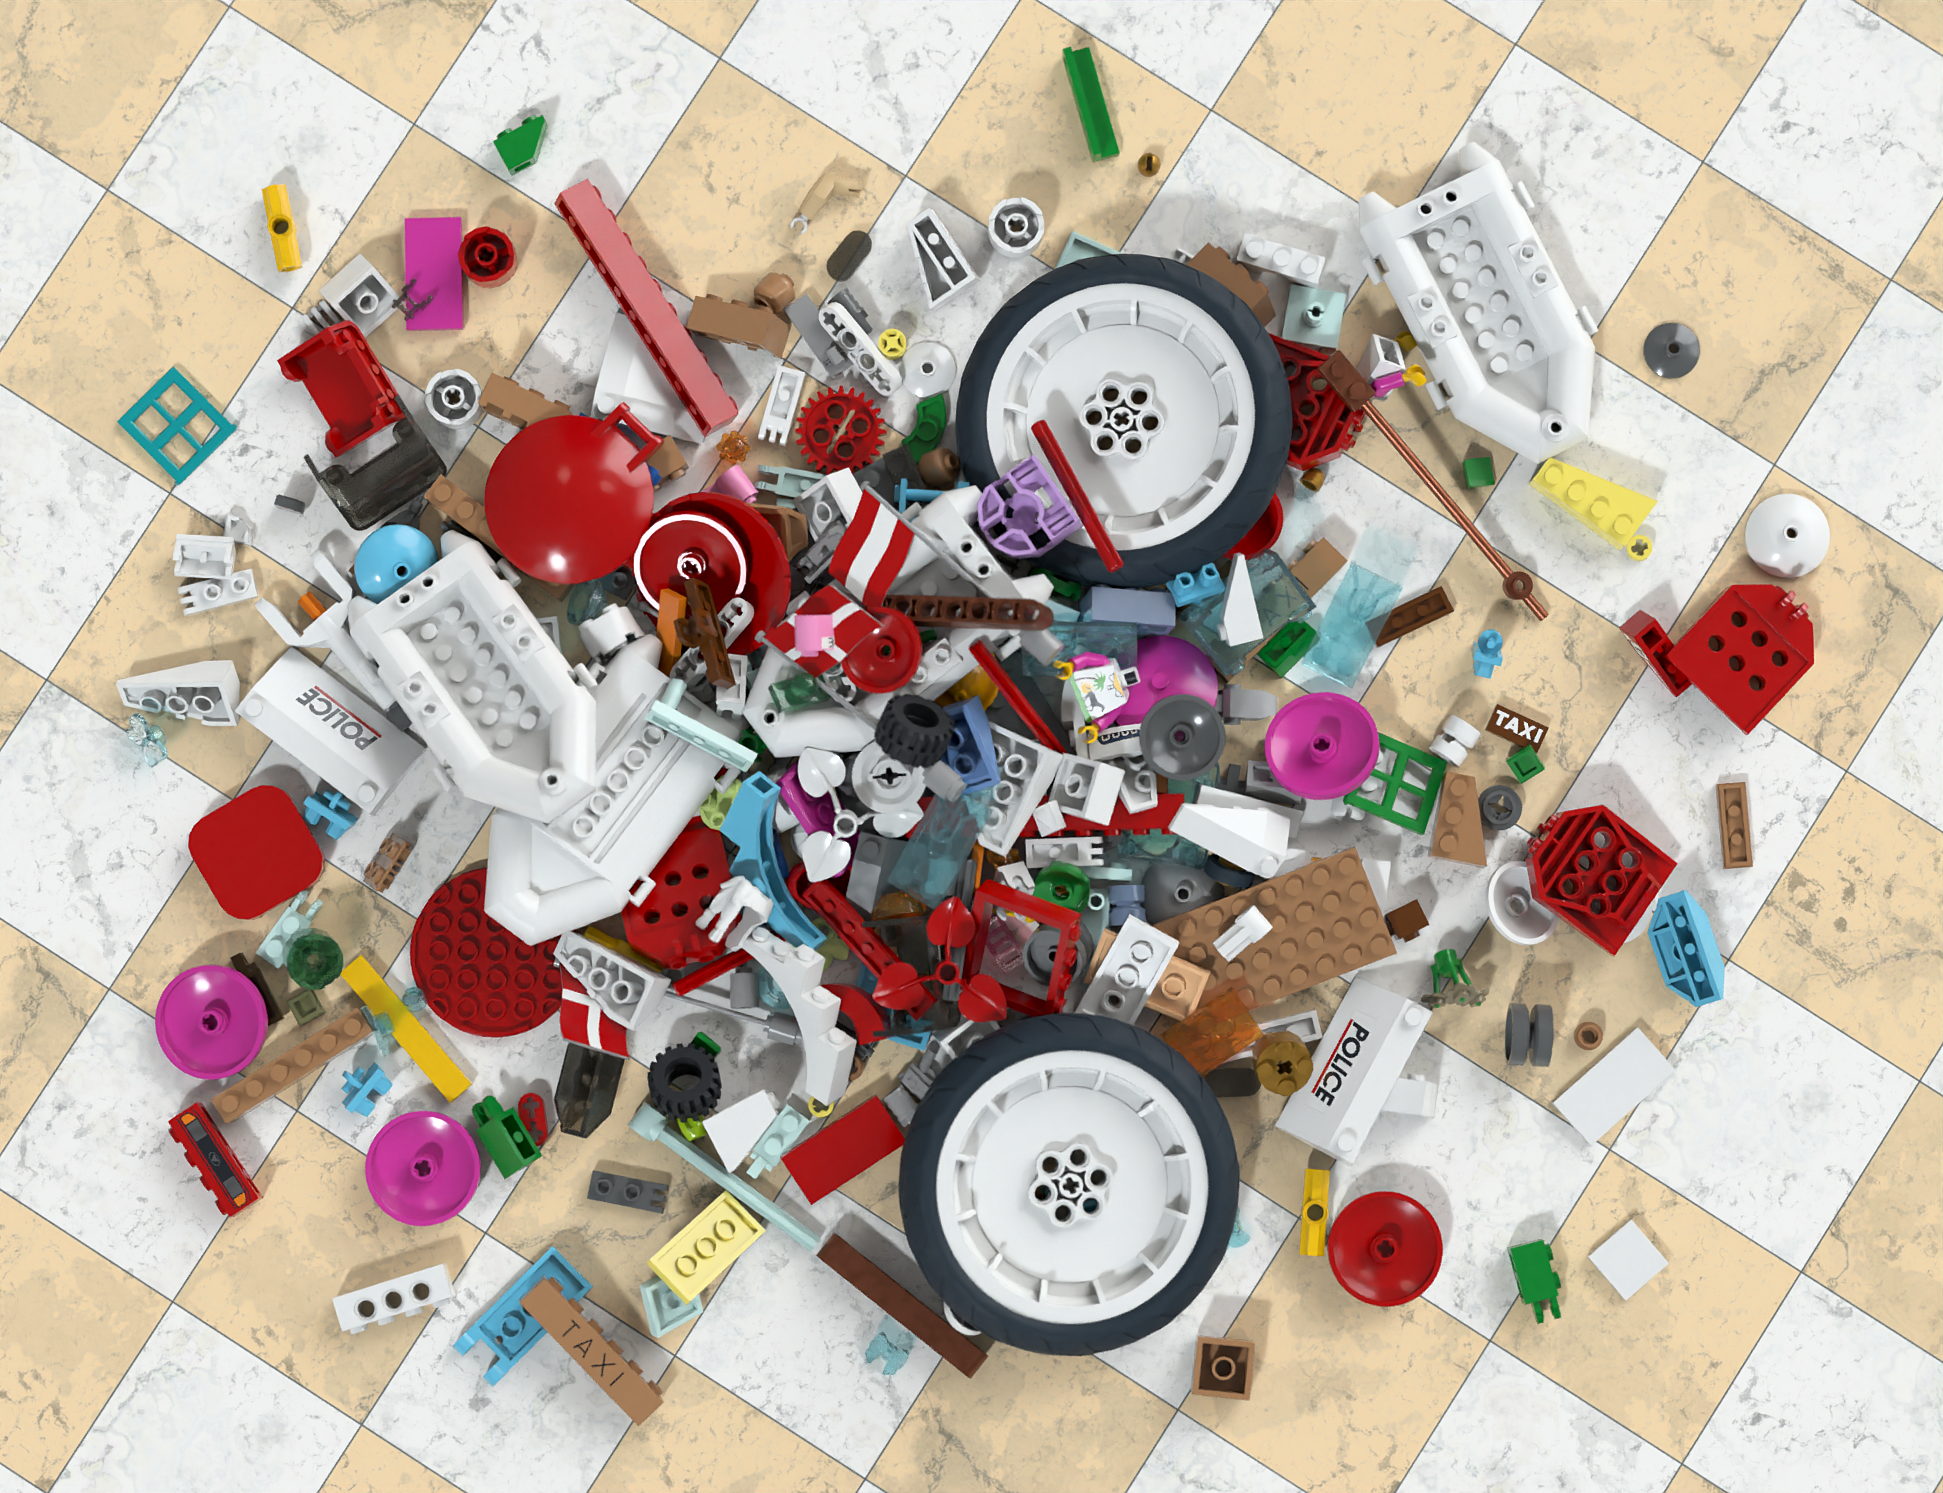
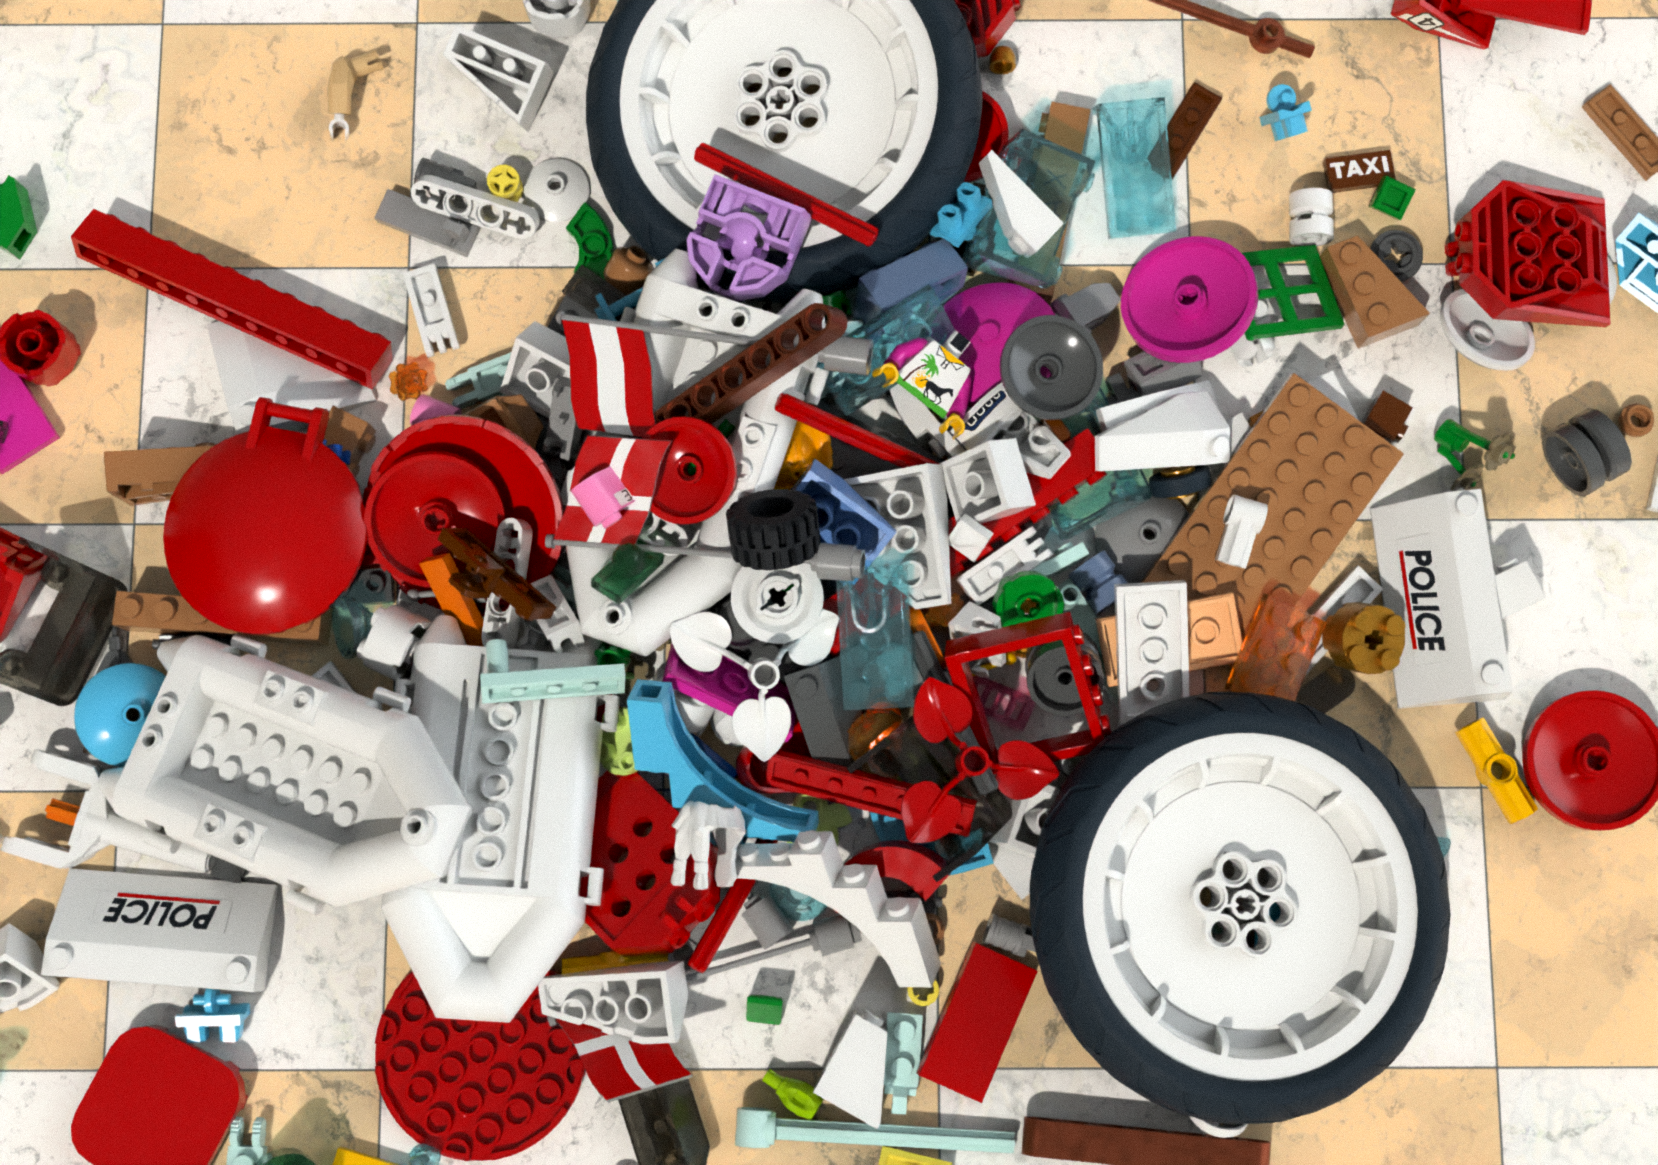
camera: 30 degrees left, 5 degrees down
(390, 850) = (300, 1050): medium nougat hinge -> none
(451, 383) = (69, 504): white brick -> none
(678, 1063) = (746, 1044): black tyre -> none
(738, 324) = (337, 255): medium nougat wedge -> none
(774, 292) = (354, 207): medium nougat head -> none
(818, 419) = (477, 301): red gear -> none
(849, 256) = (408, 129): clear smoke tile -> none
(919, 1079) = (1007, 896): light grey piece -> none
(1222, 1367) = (1518, 993): medium nougat brick -> none
(1287, 647) = (1085, 232): green slope -> none

